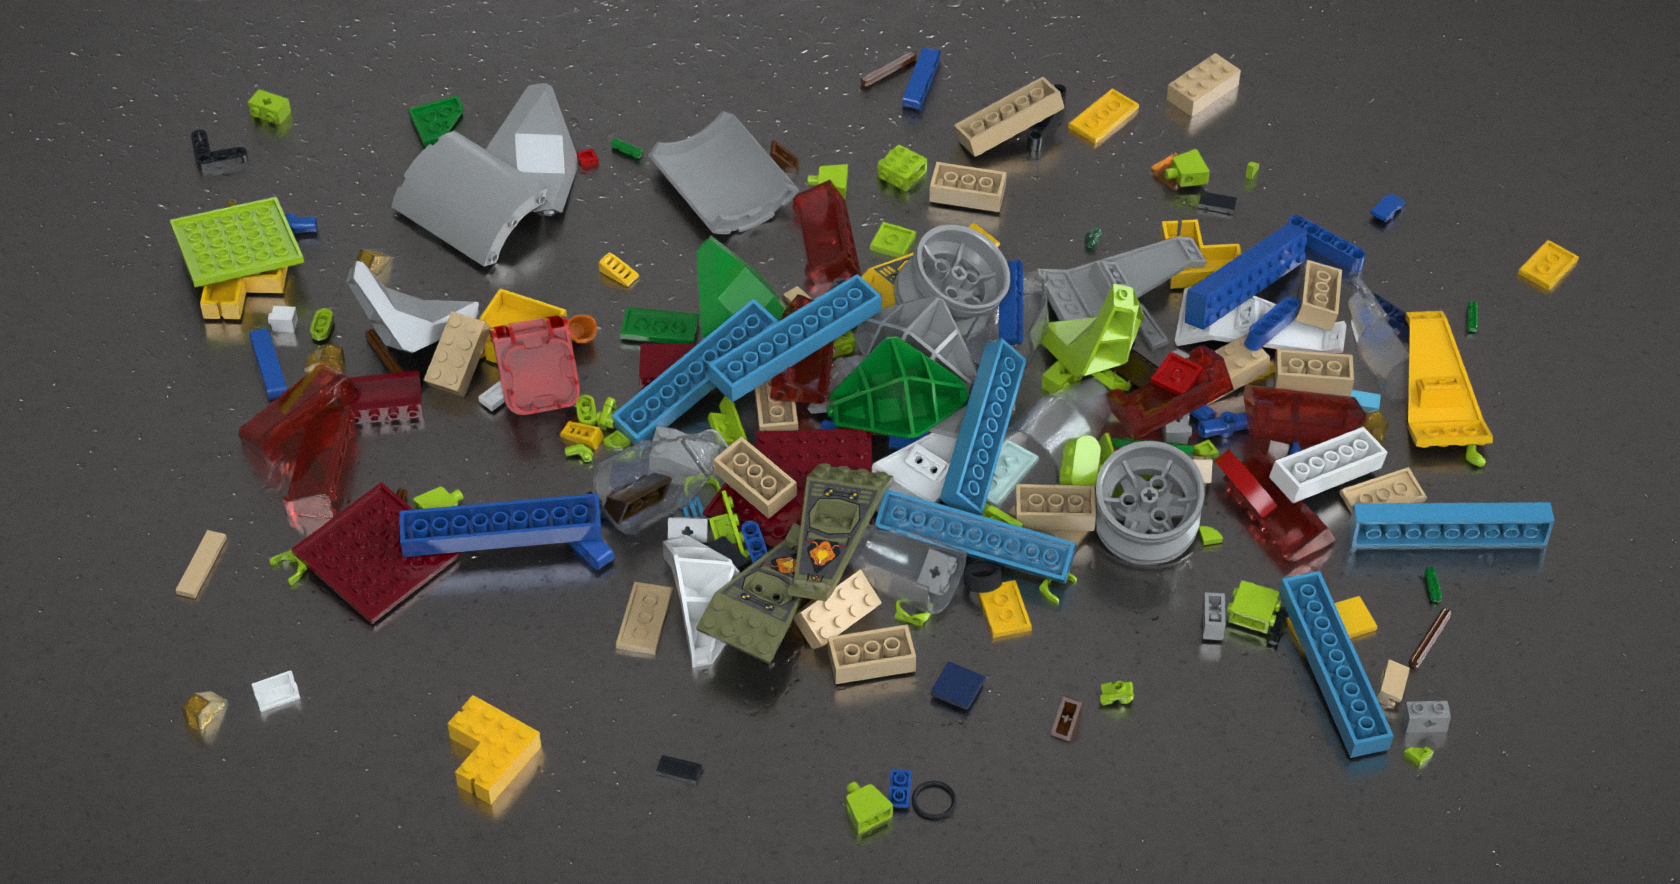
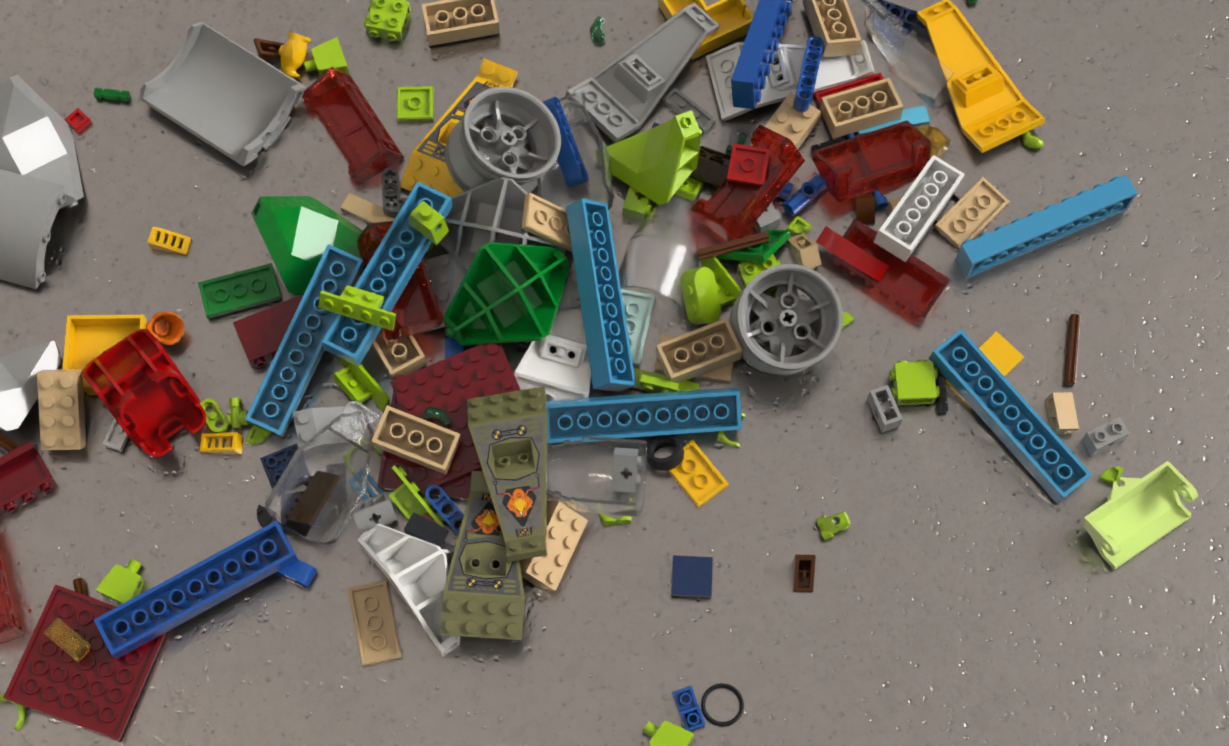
camera: 25 degrees left, 20 degrees up
(369, 523) = (67, 640): none -> clear yellow brick
(581, 450) = (228, 462): lime arm -> none
(754, 346) = (358, 305): none -> lime bracket
(785, 466) = (438, 413): none -> clear green arm
(803, 164) = (293, 54): none -> yellow animal
(847, 296) = (426, 220): none -> lime torso
(871, 654) = (602, 578): tan brick -> none
(960, 349) = (546, 221): none -> tan tile
(1129, 435) = (733, 245): none -> reddish brown axle
(1426, 786) = (1139, 513): none -> yellowish green piece
(1433, 584) = (1052, 292): green axle -> none

